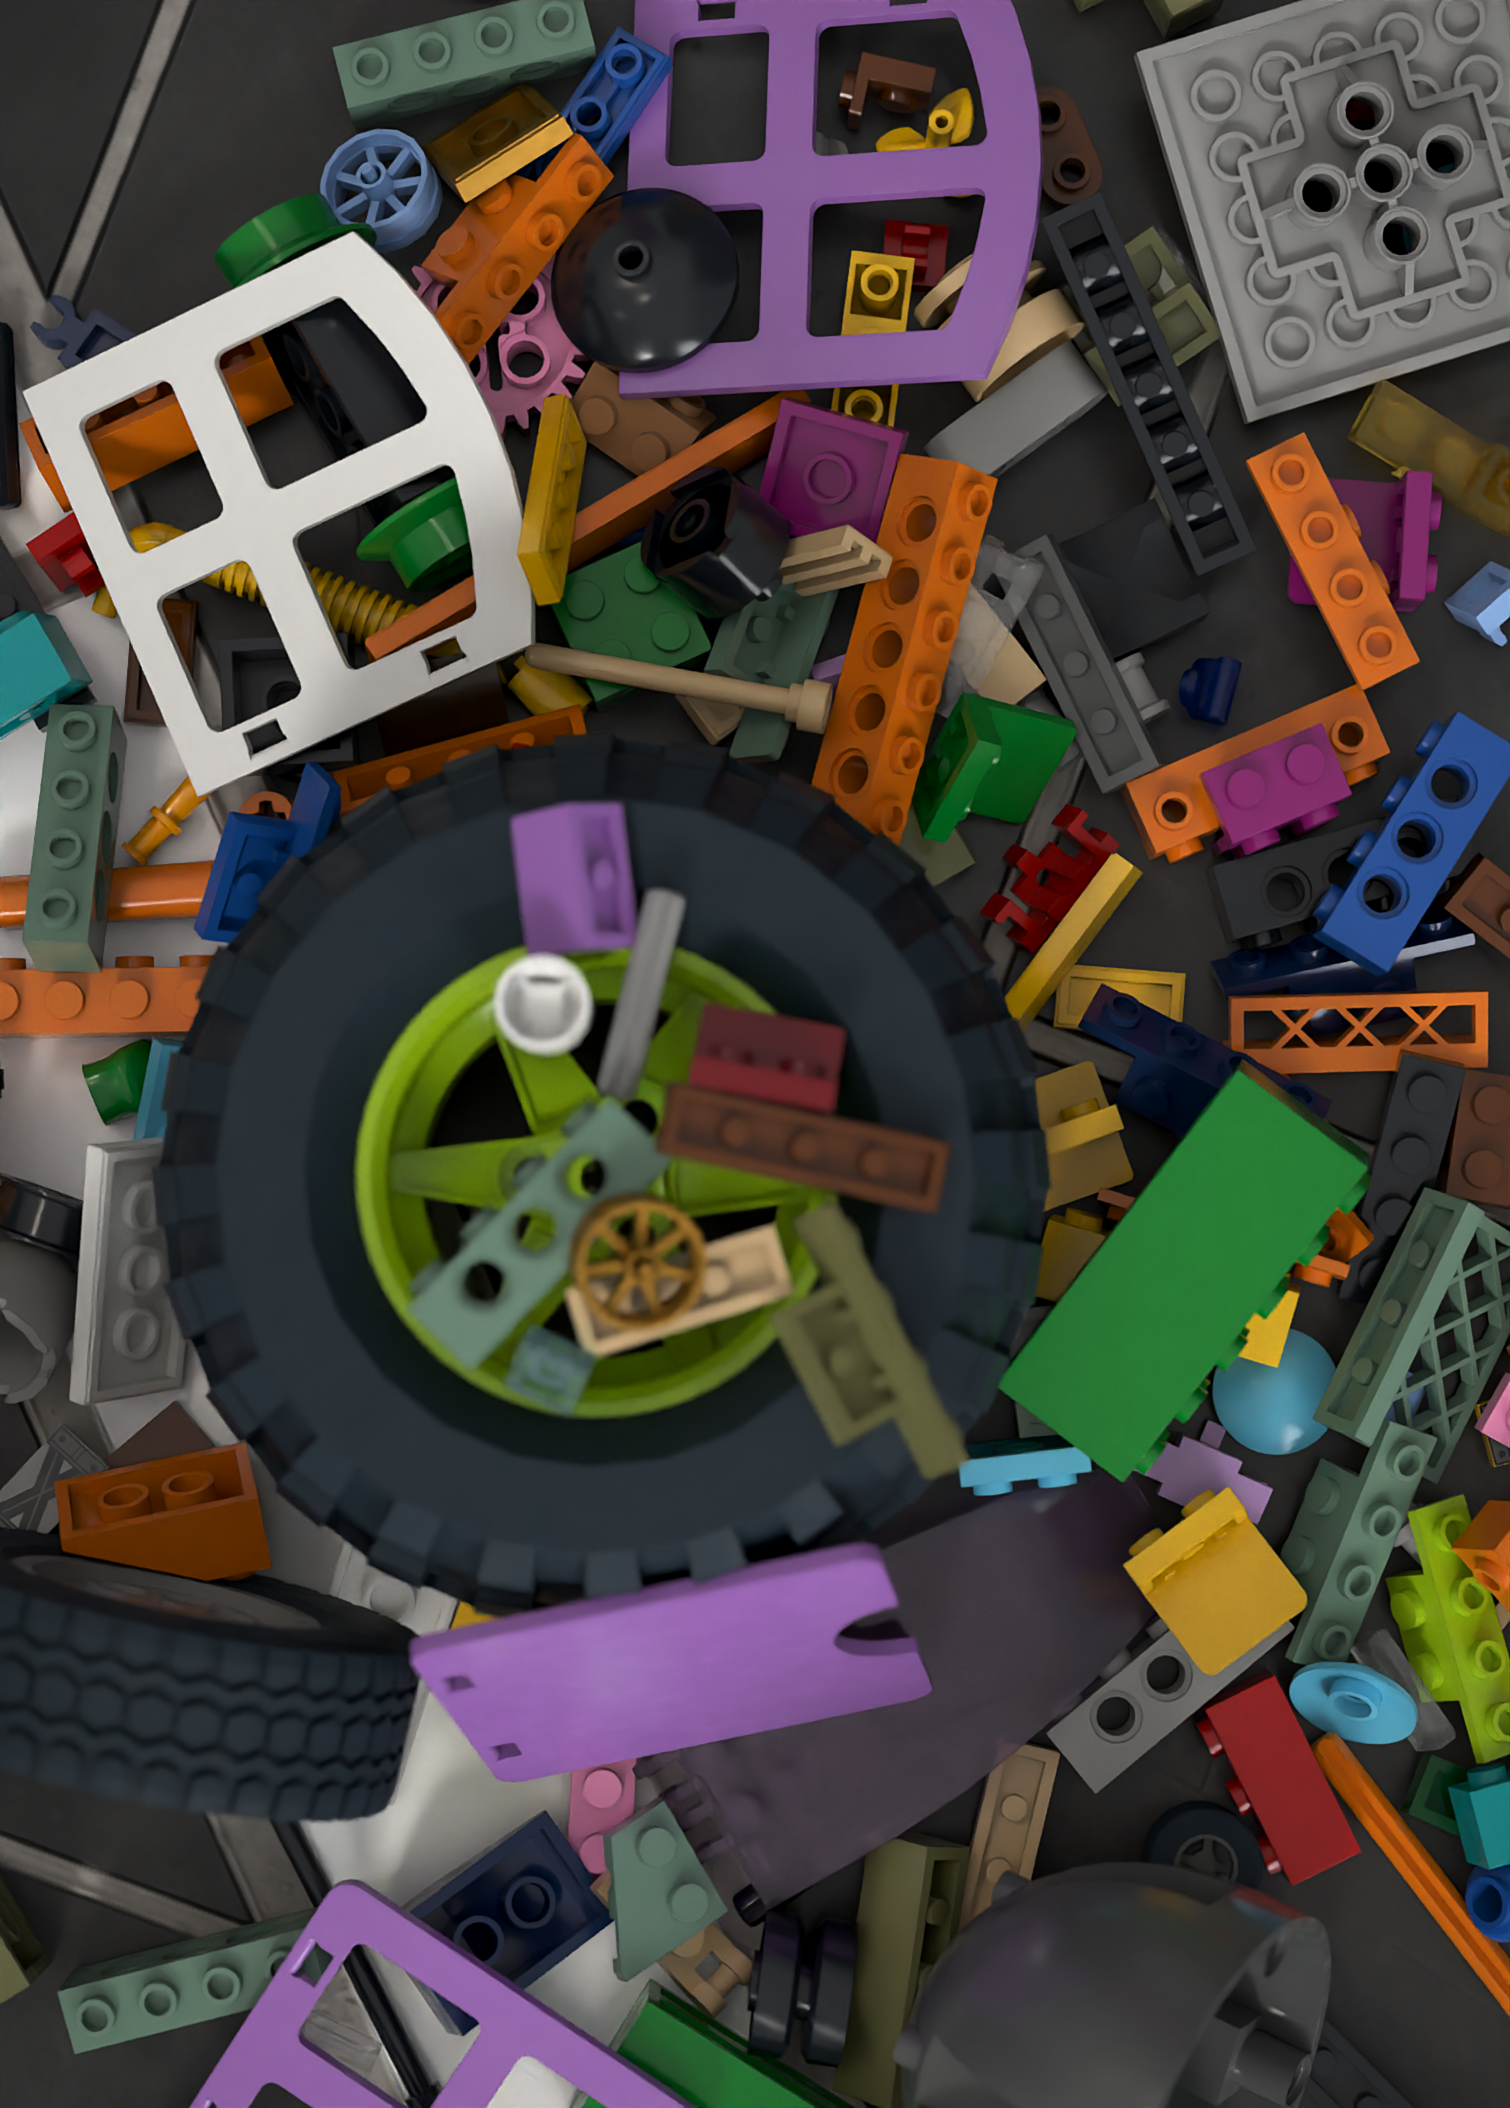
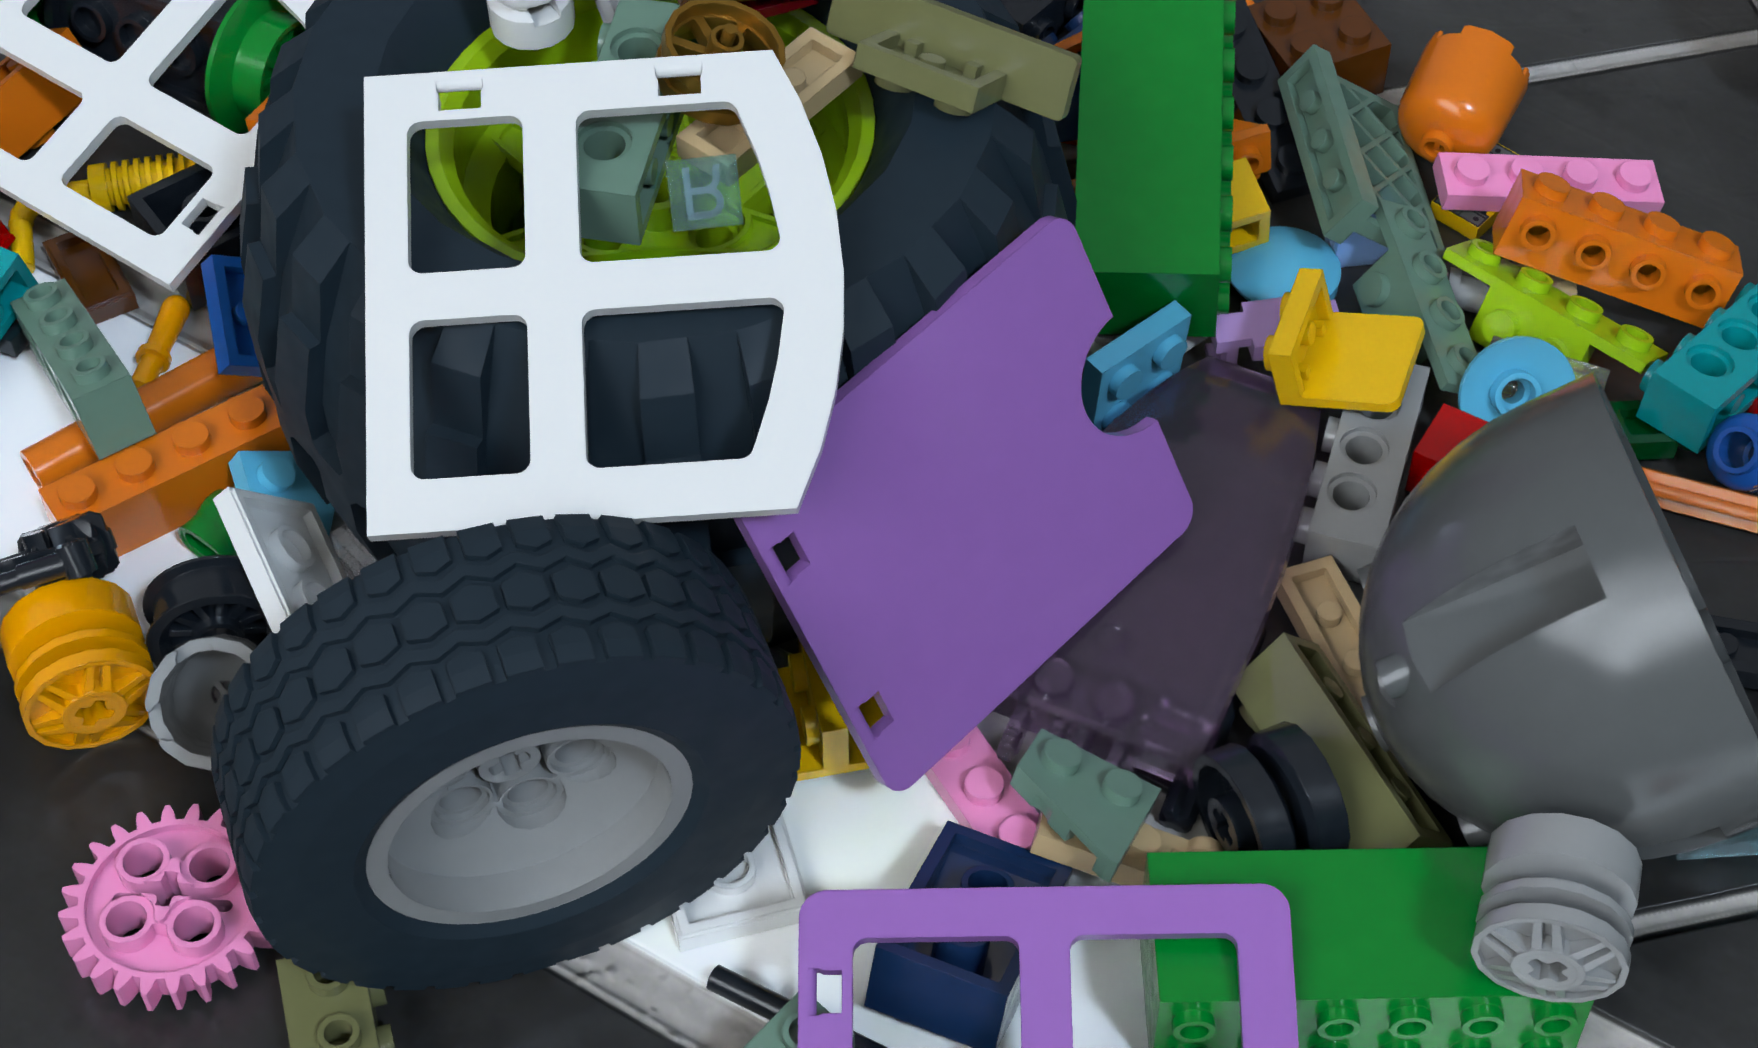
camera: 25 degrees left, 35 degrees down
(354, 1418) = (560, 291): none -> white window

